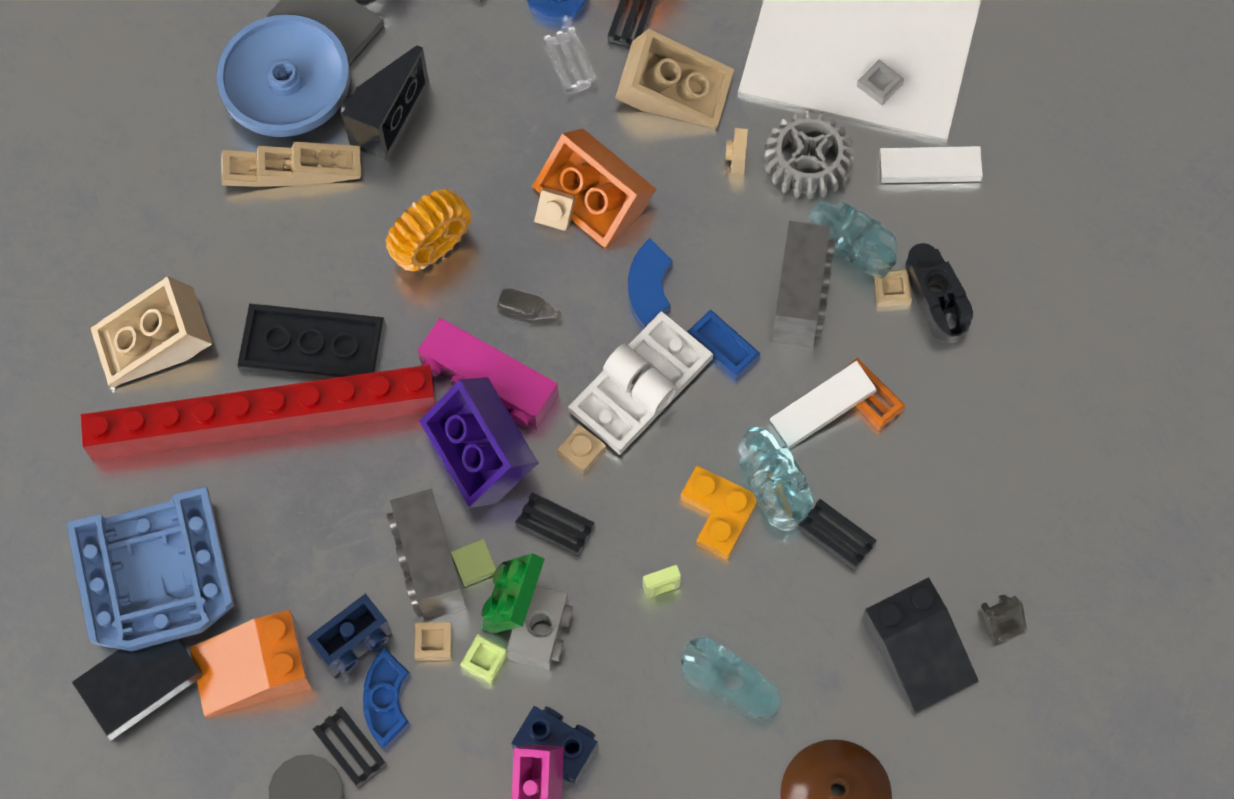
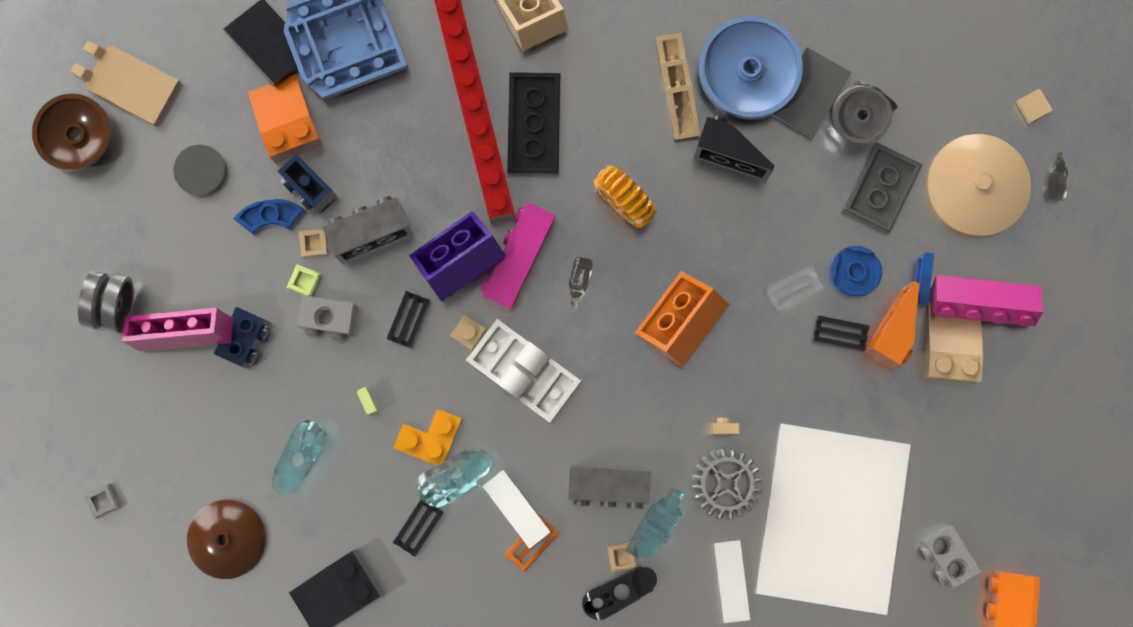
camera: 85 degrees right, 15 degrees up
(331, 723) = (226, 188): black tile -> none
(473, 562) = (374, 264): yellowish green tile -> none
(512, 593) = (345, 294): green plate -> none
(555, 209) = (660, 291): tan plate -> none
(646, 282) = (606, 366): blue tile -> none
(674, 81) = (781, 372): tan slope -> none
(728, 347) = (562, 430): blue tile -> none
(880, 82) = (799, 536): light grey tile -> none

